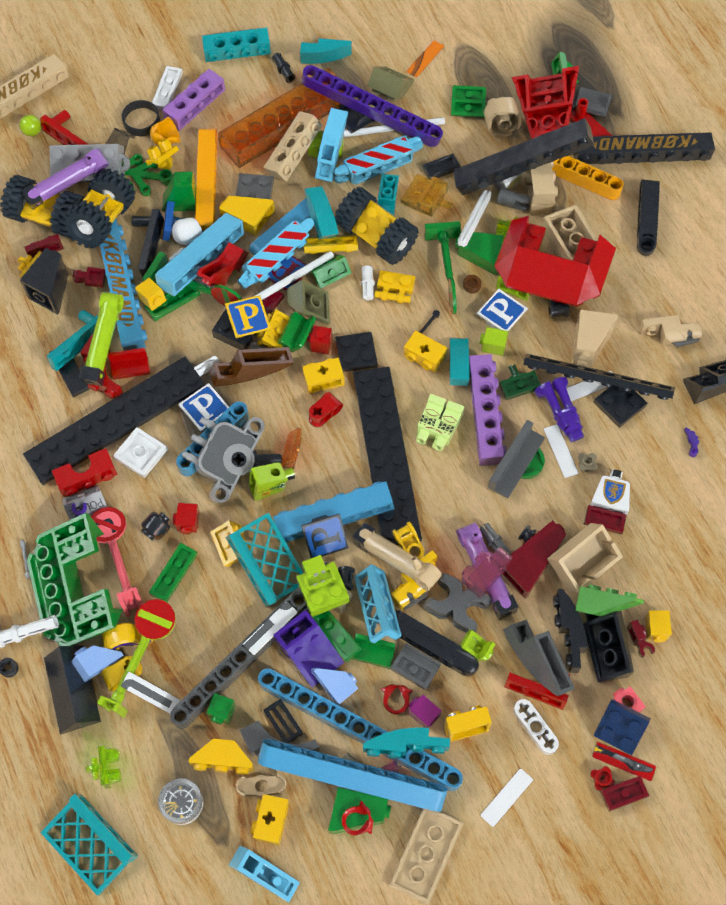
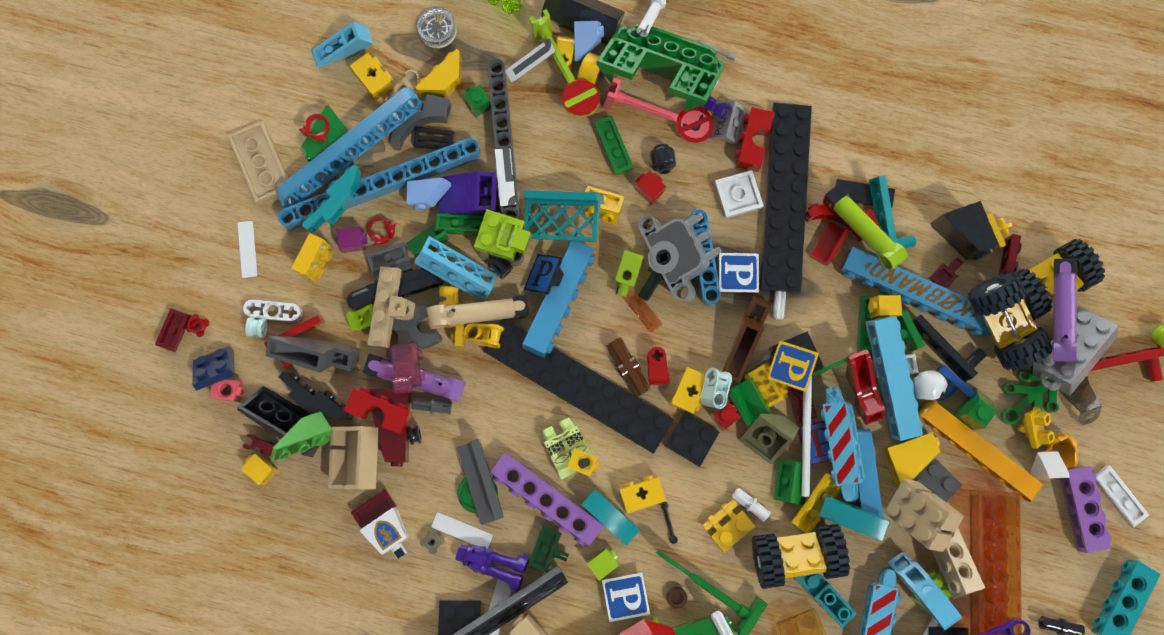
camera: 130 degrees right, 15 degrees up
(136, 105) = (1119, 440): black tyre -> none
(184, 129) = (1049, 466): none -> white slope
(284, 171) = (923, 514): none -> tan piece
(309, 354) = (715, 390): none -> light aqua piece
(342, 428) = (628, 367): none -> reddish brown piece
(440, 404) = (573, 462): none -> yellow brick
(453, 627) = (388, 307): none -> tan plate
(539, 581) = (362, 403): none -> red arch
(560, 725) = (256, 327): none -> light aqua wheel
(624, 761) = (201, 349): red sticker -> none

